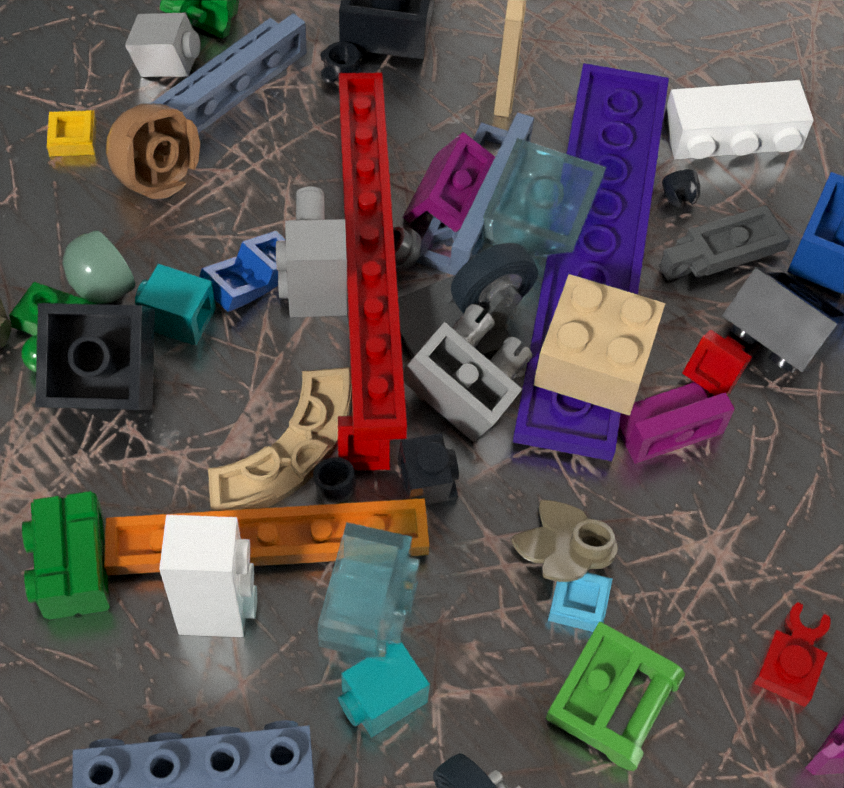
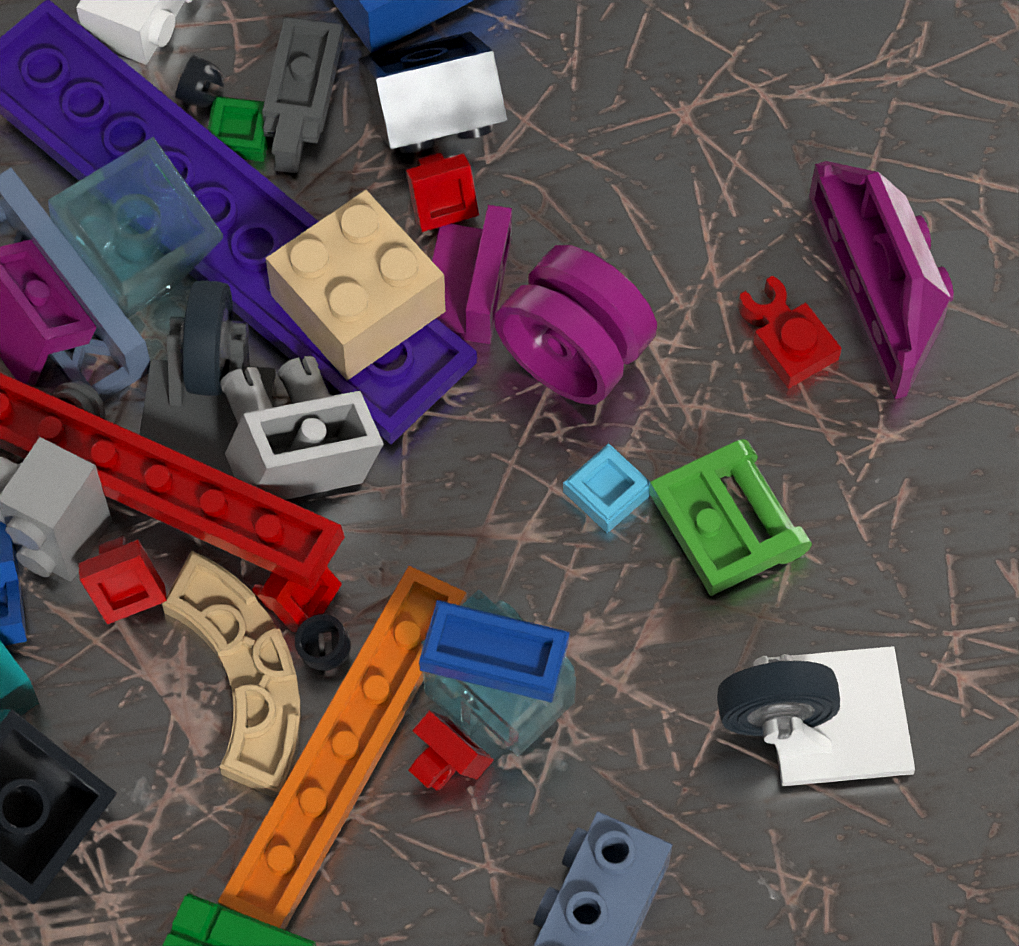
camera: 55 degrees left, 5 degrees up
(208, 575) = (384, 815): white brick -> none
(299, 336) = (121, 580): none -> red tile
(301, 601) = (448, 752): none -> red tile
(367, 572) = (494, 651): none -> blue tile
(383, 691) = (595, 728): teal brick -> none
(428, 469) = (383, 535): black brick -> none
(567, 542) = (541, 461): dark tan plate -> none
(668, 226) = (240, 126): none -> green tile
(678, 497) = (576, 324): none -> magenta wheel

